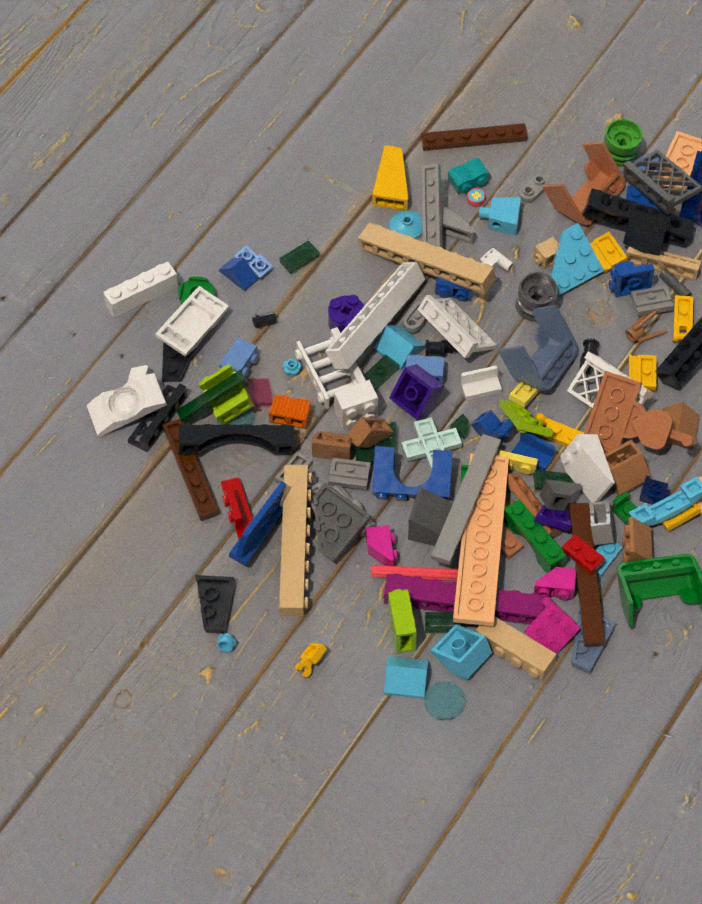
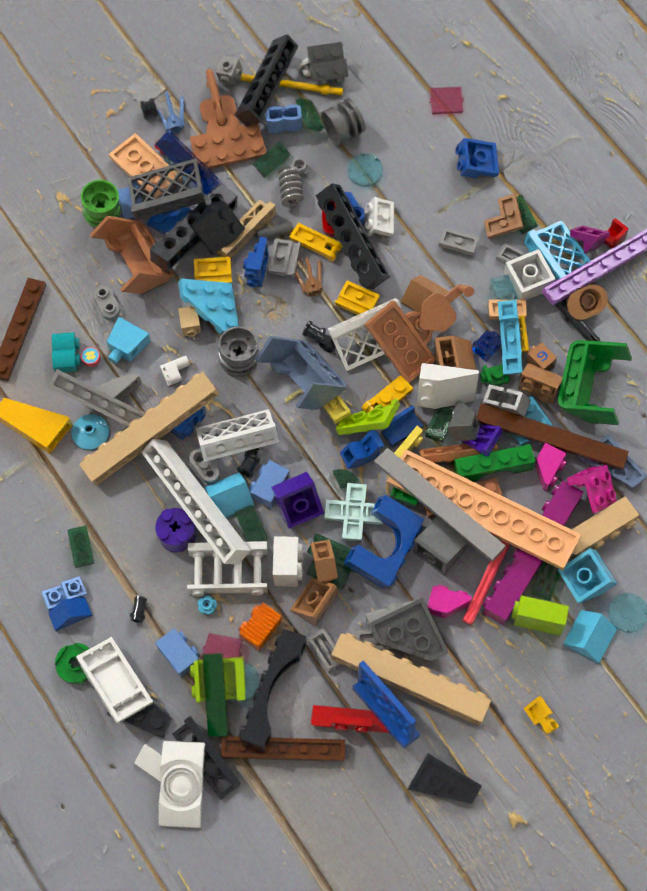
camera: 65 degrees left, 10 degrees up
(140, 289) = (45, 717): white brick -> none
(226, 642) = (493, 787): medium azure plate -> none
(349, 473) = (354, 599): light grey plate -> none
(480, 383) = (307, 442): white panel -> none
(583, 554) = (535, 429): red plate -> none
(664, 541) = (541, 357): none -> medium nougat brick

